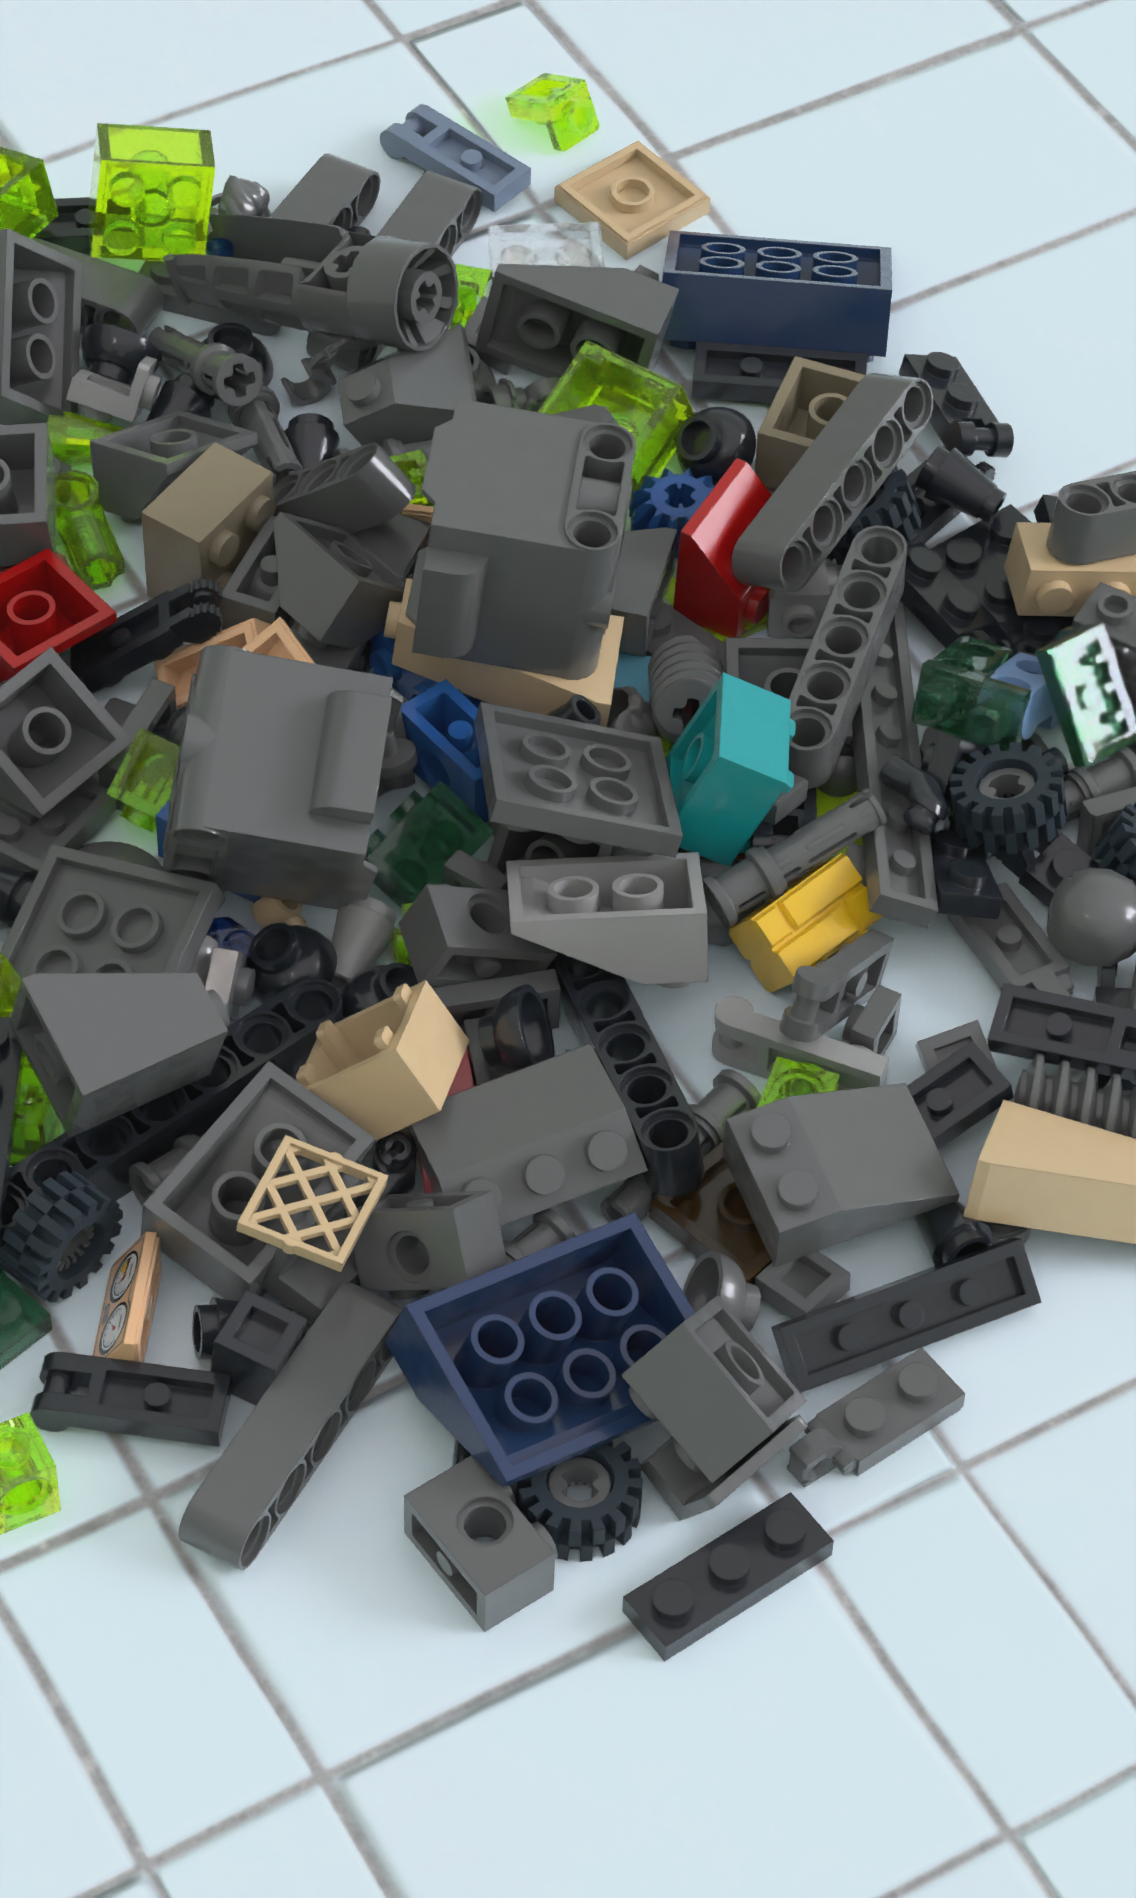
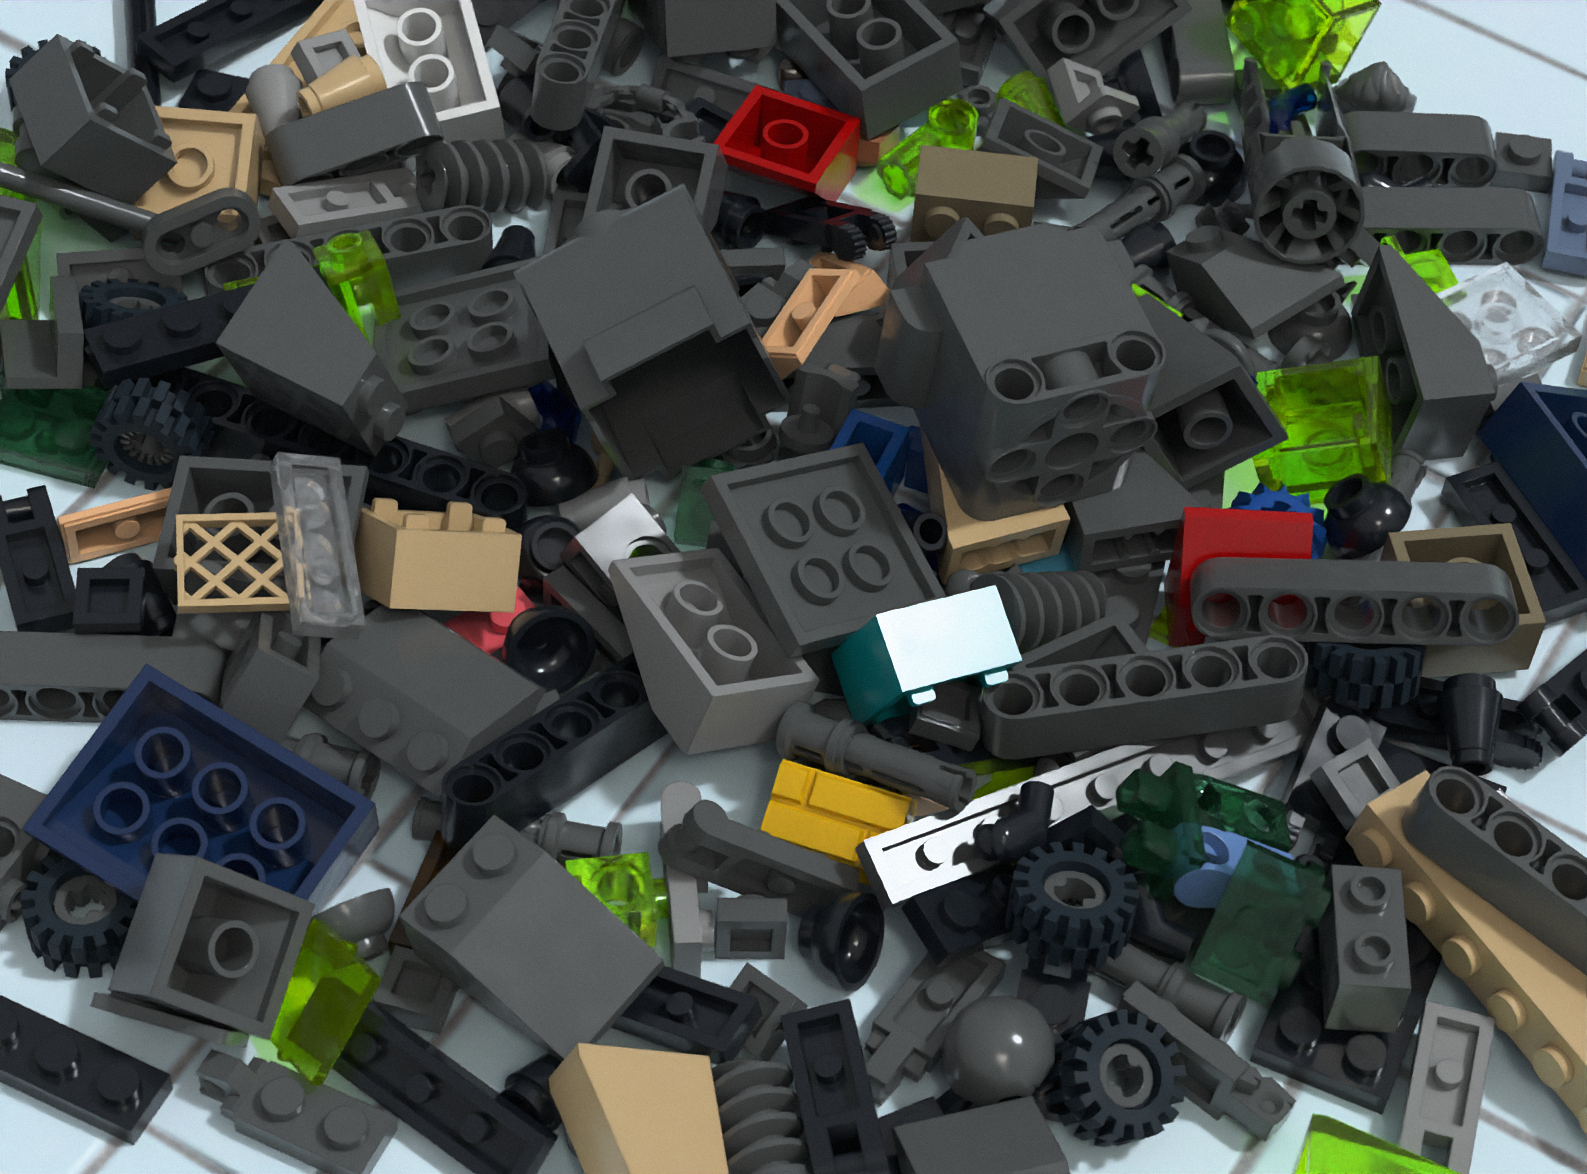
camera: 60 degrees right, 0 degrees up
(347, 1129) = (317, 546): none -> clear plate
(375, 154) = (1523, 162): none -> dark grey plate
(806, 1336) = (322, 1002): none -> clear neon green piece
(919, 975) = (843, 938): none -> black piece
(982, 578) = (1354, 781): none -> dark grey plate

